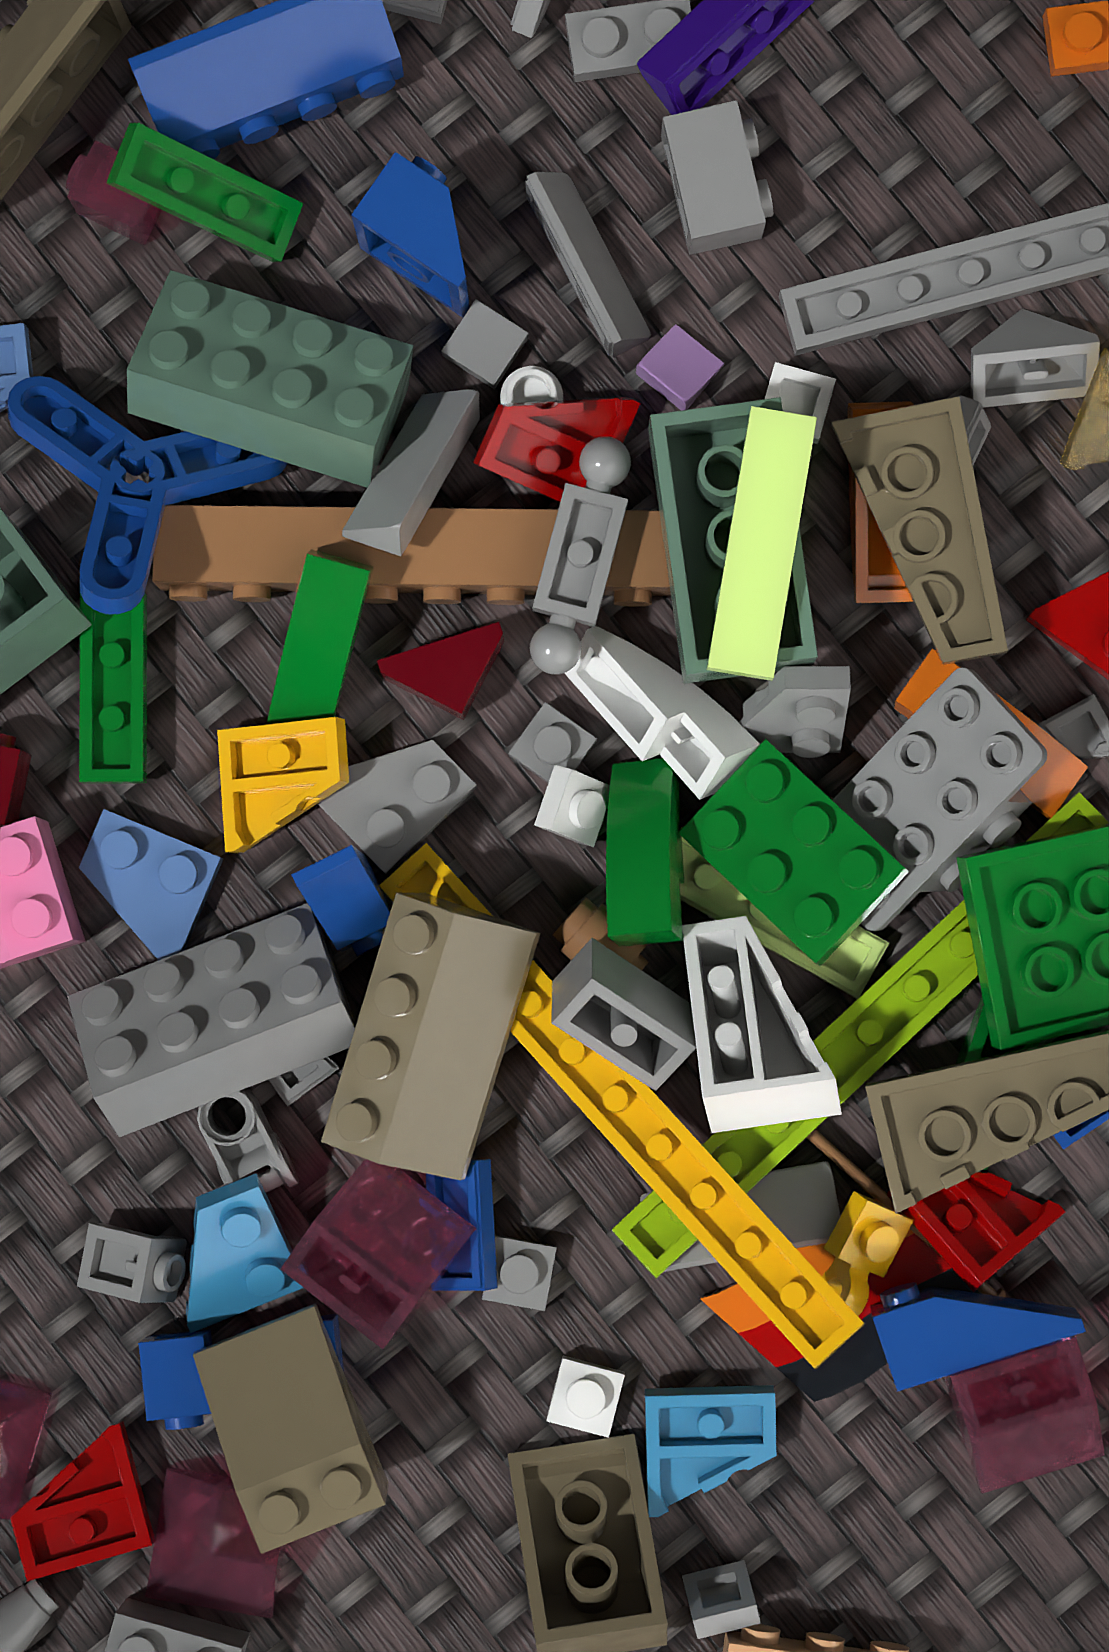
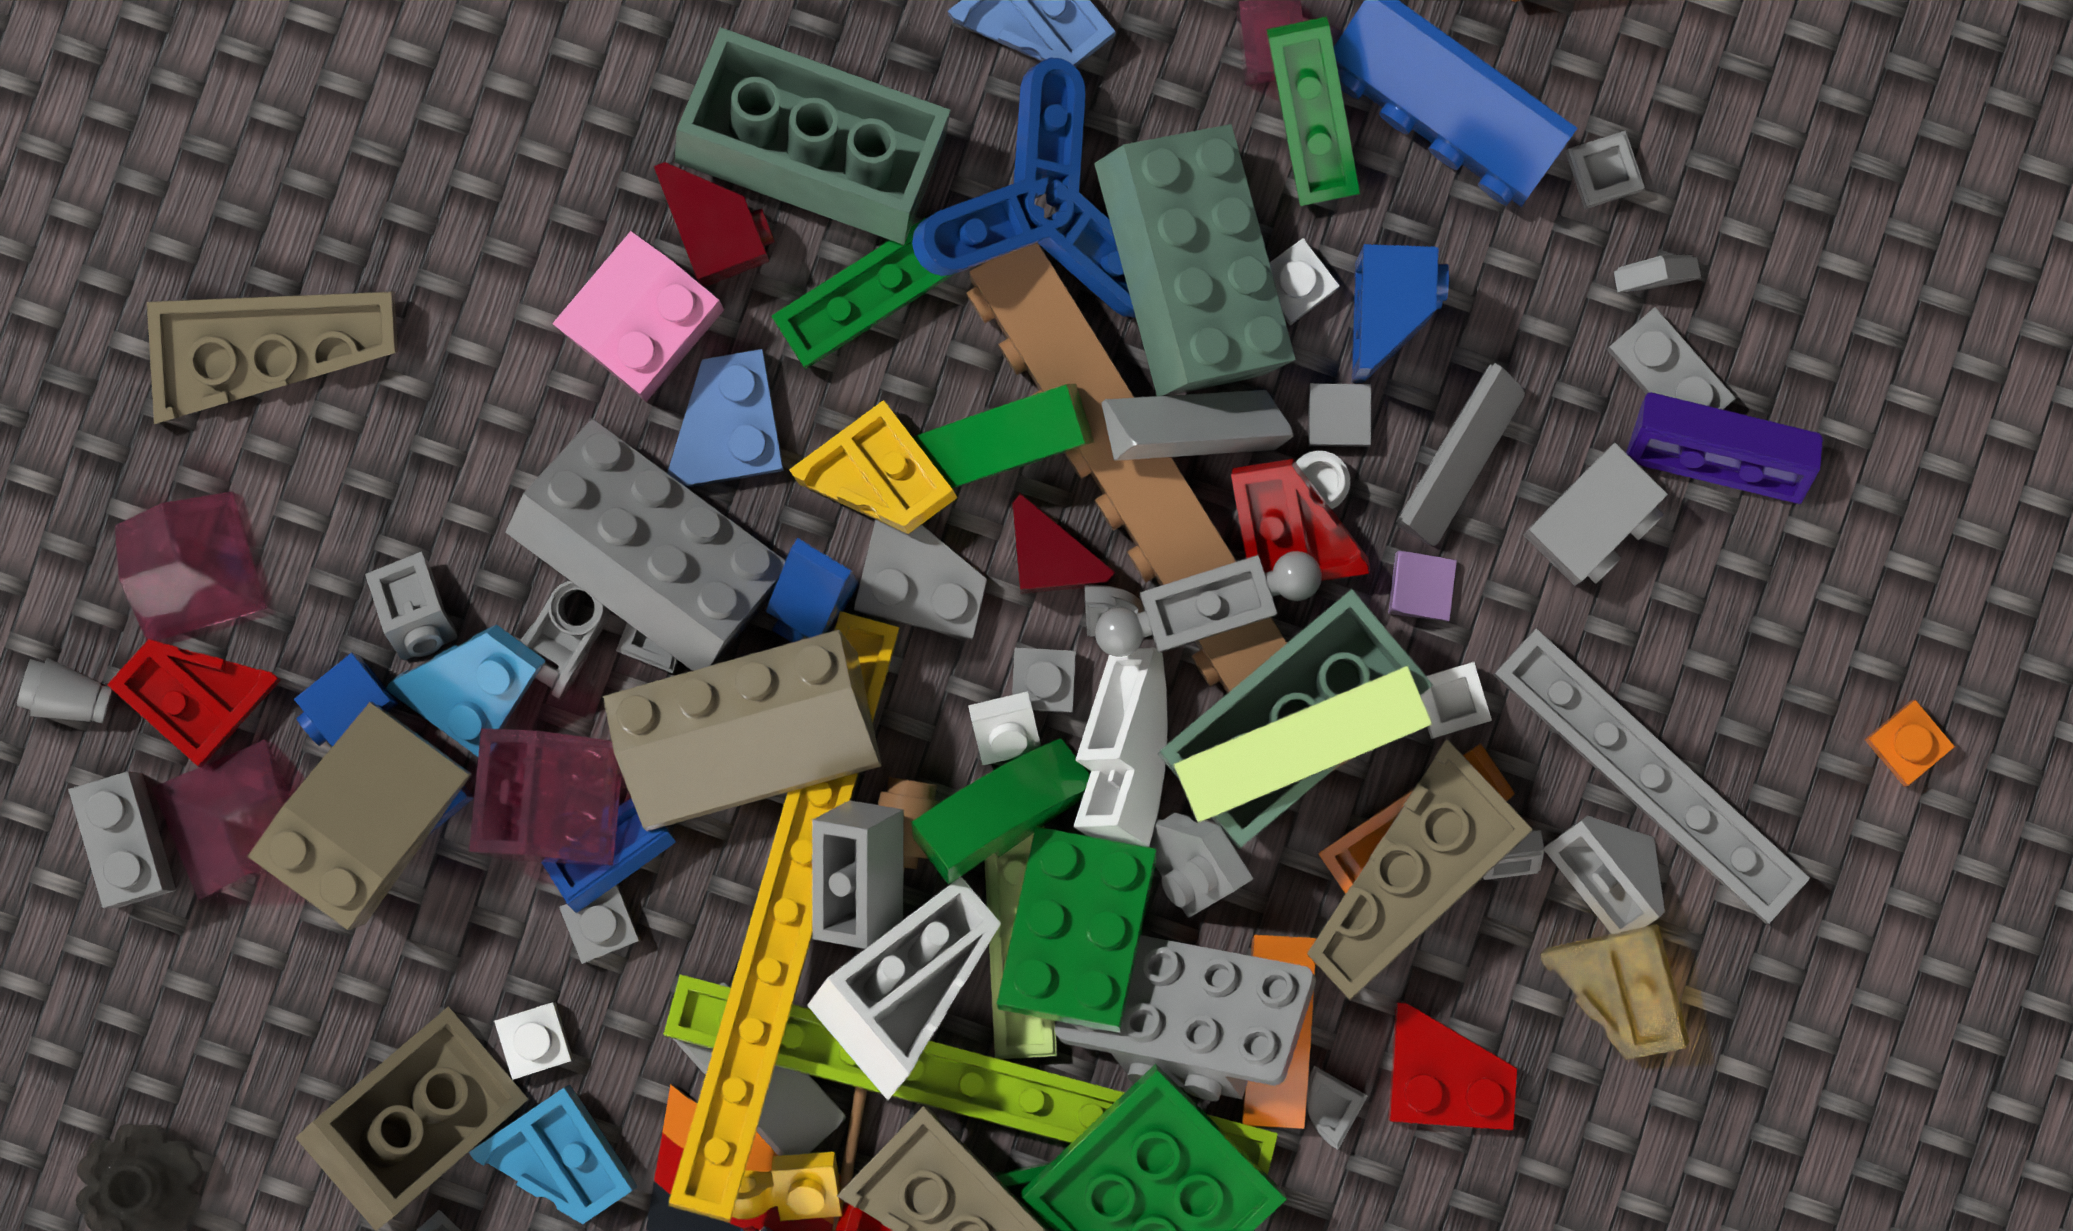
camera: 55 degrees right, 0 degrees up
(346, 299) = (1301, 281): none -> white plate
(515, 650) = (1103, 598): none -> light grey tile

